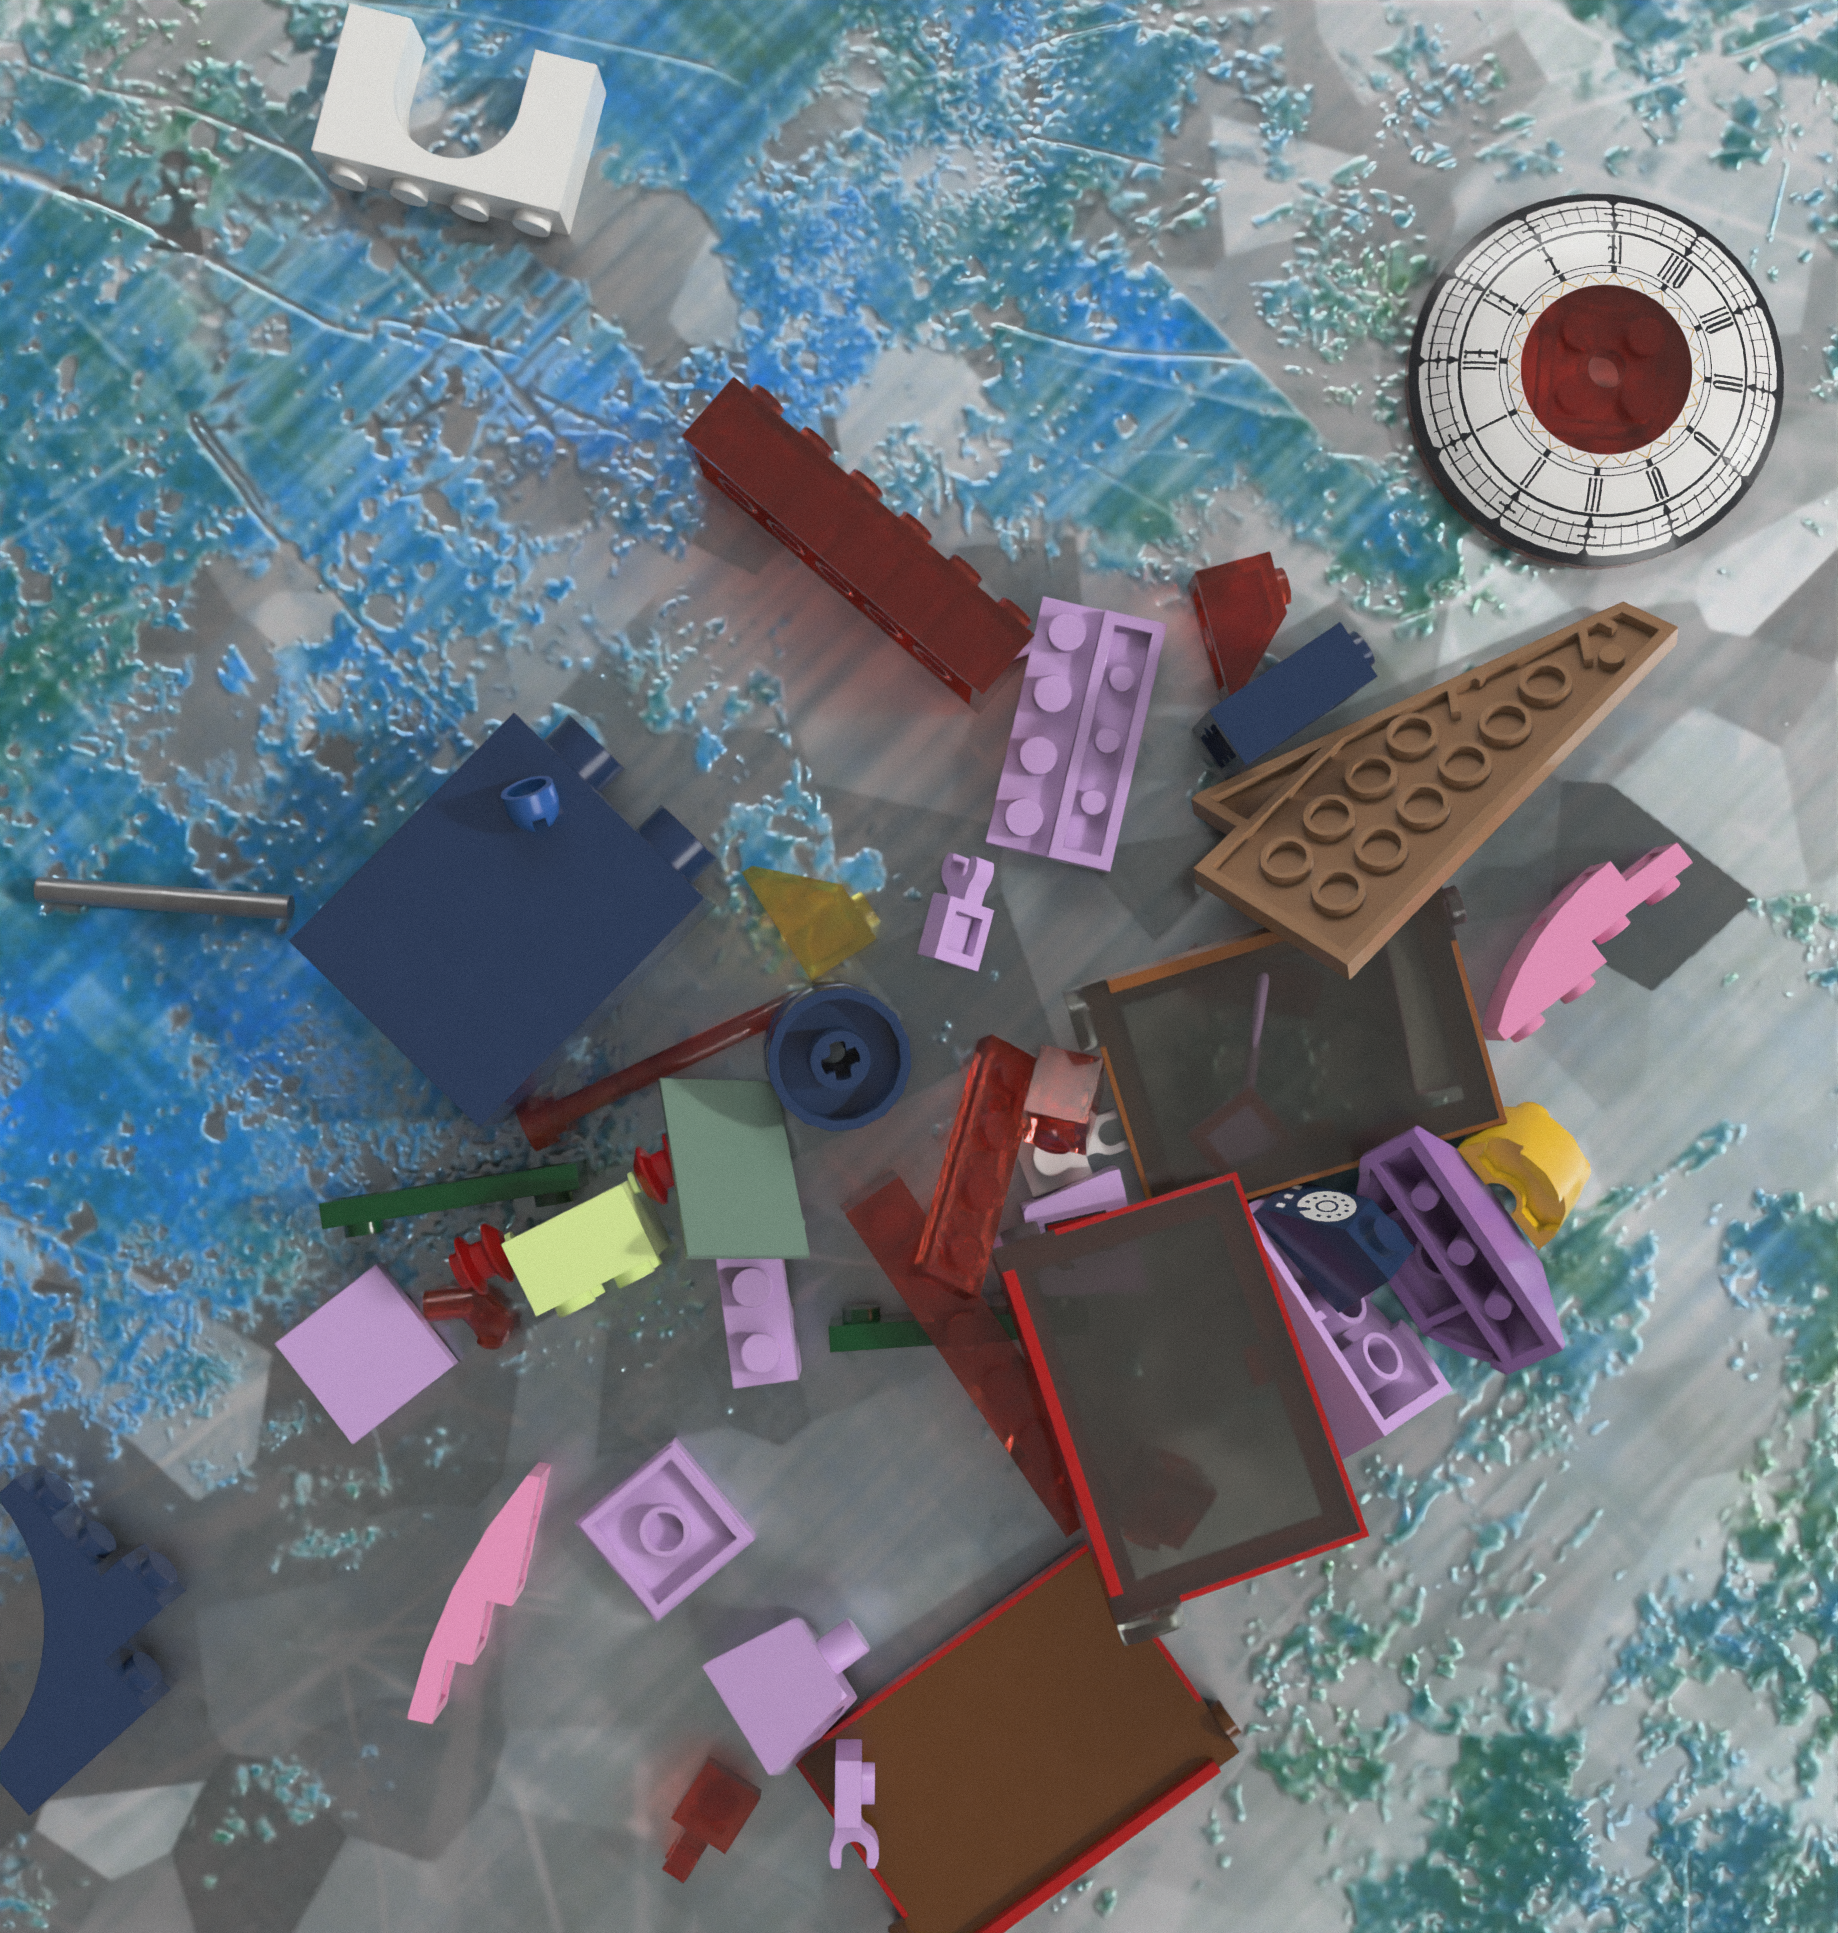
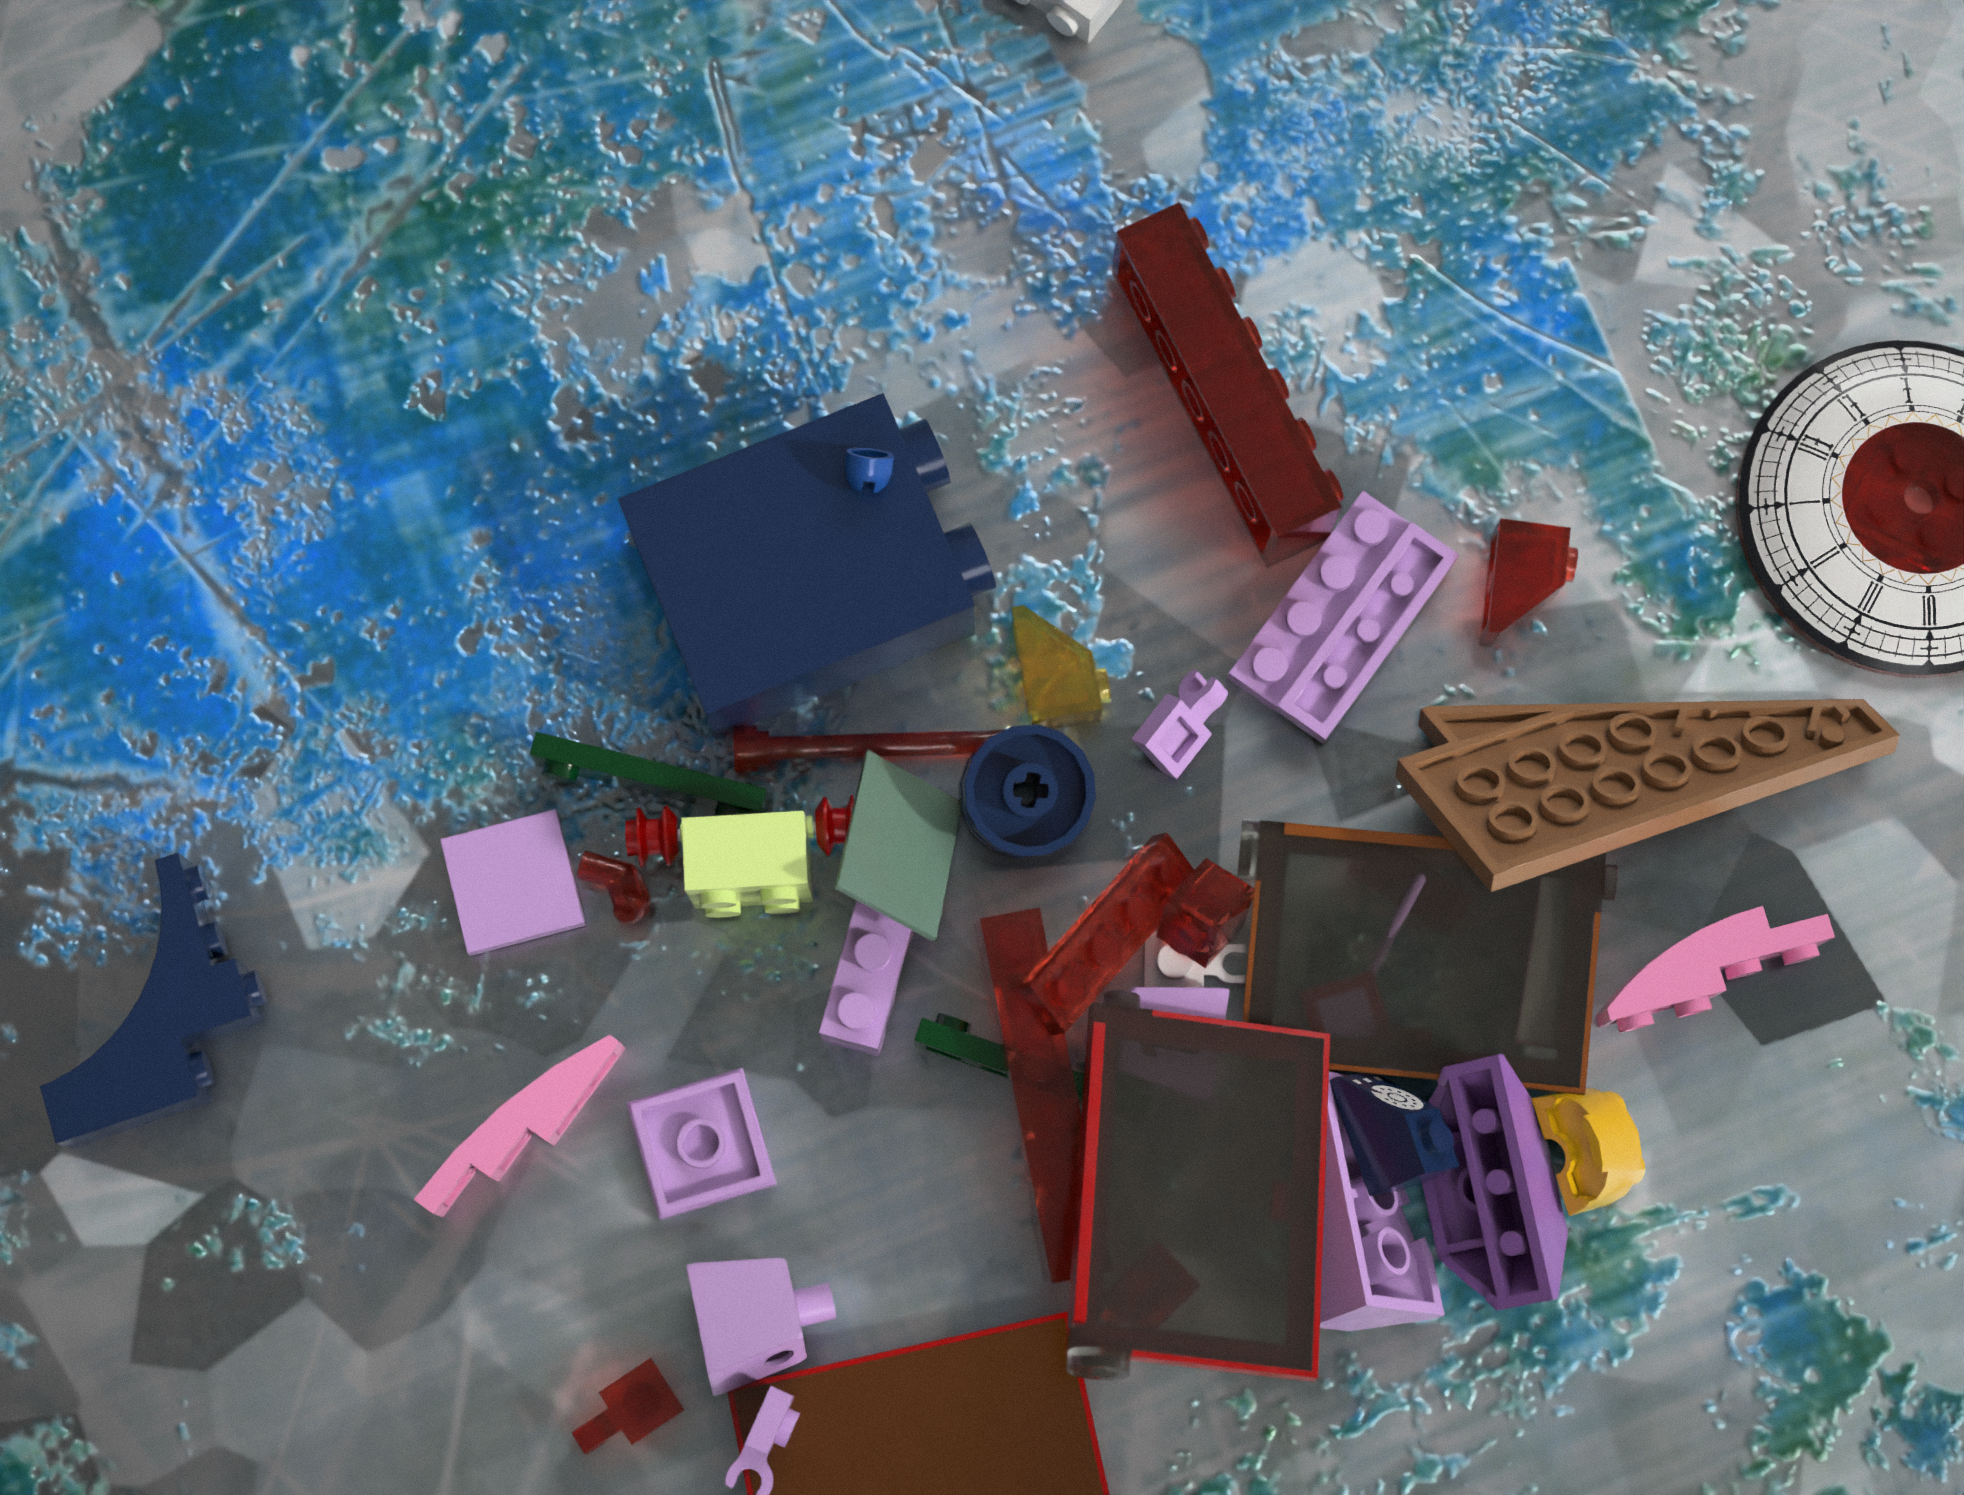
camera: 25 degrees right, 10 degrees down
(164, 898) = (515, 435): flat silver bar -> none
(1285, 699) = (1533, 655): dark blue window -> none

